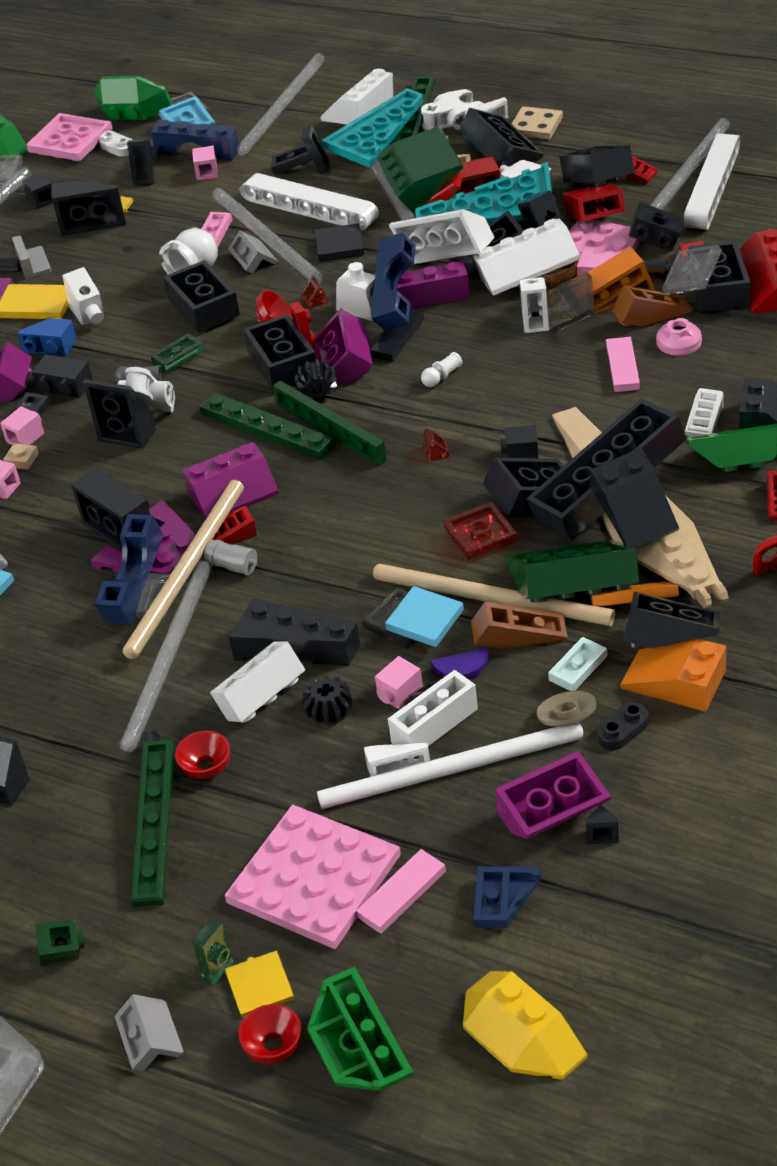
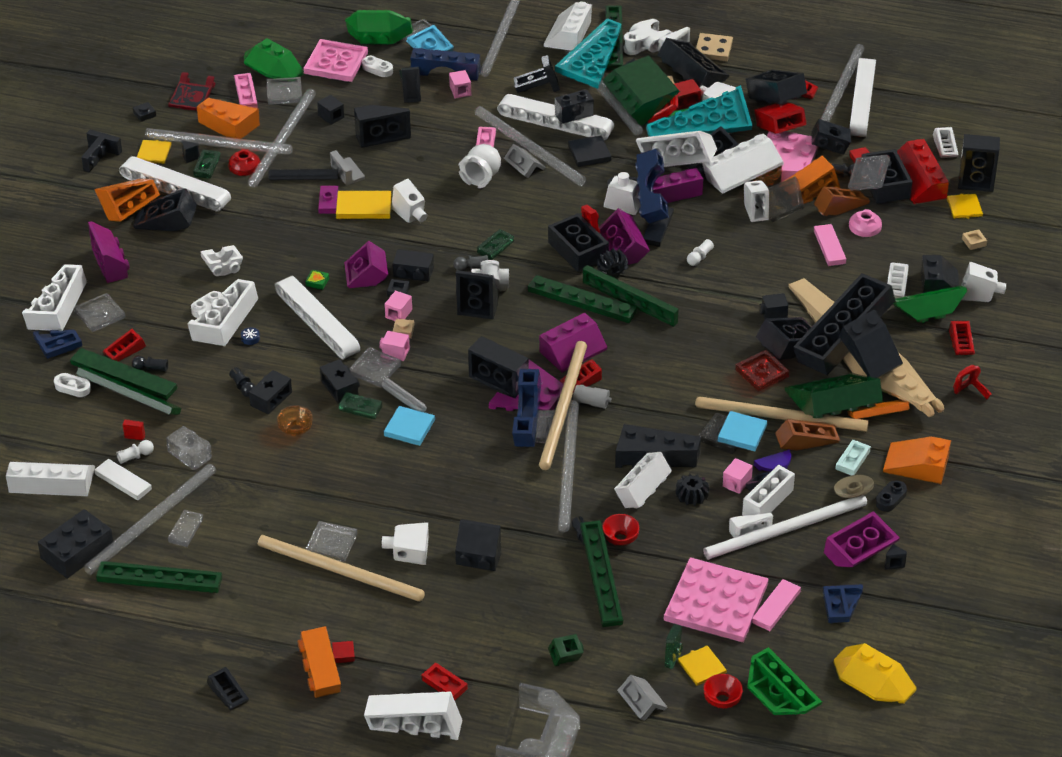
camera: 15 degrees left, 0 degrees up
(48, 337) = (389, 234): blue slope -> none
(201, 296) = (501, 198): black brick -> none
(270, 306) = (559, 208): red piece -> none
(313, 293) = (584, 194): clear red slope -> none
(337, 190) = (574, 106): none -> black brick
(434, 446) = (711, 310): clear red slope -> none
(539, 209) = (744, 126): black brick -> none
(664, 622) = (907, 427): black slope -> none

